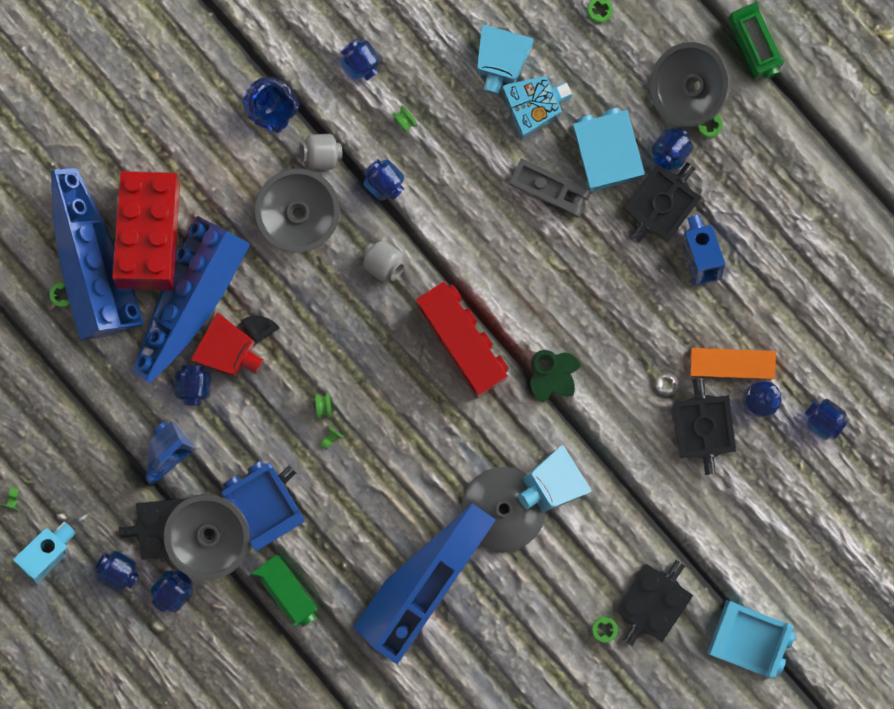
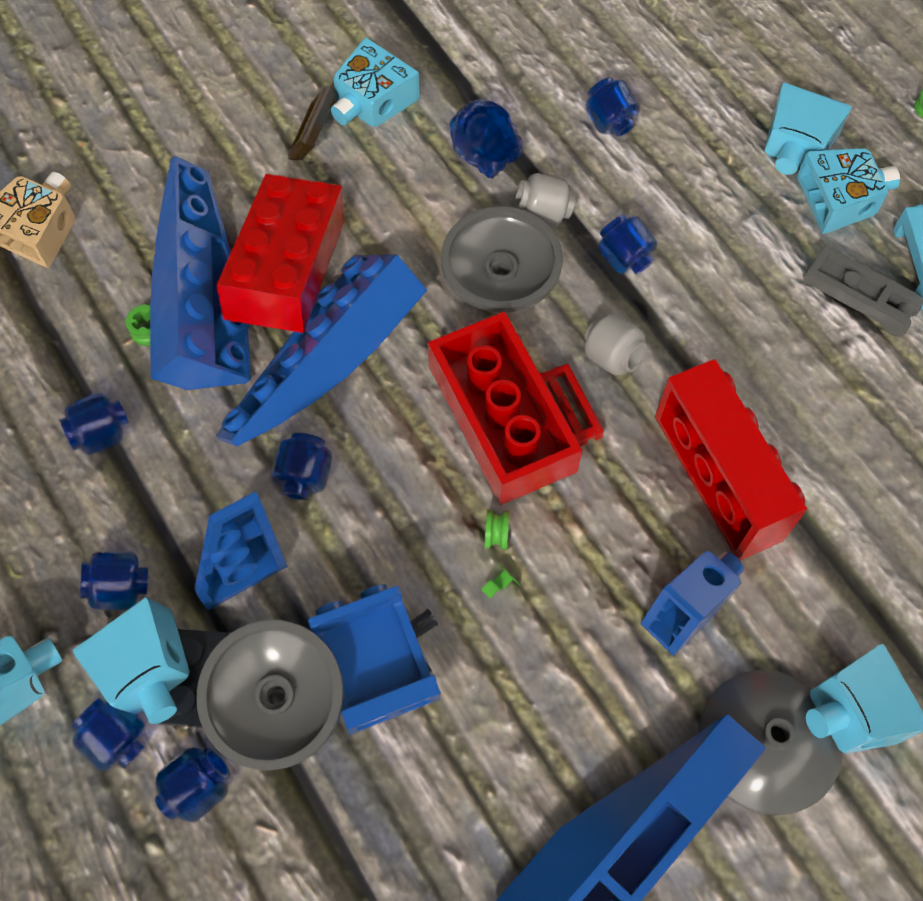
camera: 10 degrees right, 20 degrees down
(50, 376) = (93, 423): none -> clear blue head
(92, 479) = (113, 580): none -> clear blue head
(124, 529) = (137, 660): none -> medium azure torso
(140, 109) = (311, 124): none -> dark brown tile
(178, 68) = (373, 86): none -> medium azure torso
(226, 349) = (364, 425): red torso -> none
(260, 327) = (419, 410): black tile -> none
(287, 591) = (387, 818): green window -> none
(314, 323) = (503, 408): none -> red brick
(369, 329) = (594, 427): none -> red tile
(404, 119) = (664, 181): bright green bush -> none
(445, 440) = (693, 599): none -> blue torso
(556, 377) = (865, 546): dark green plate -> none

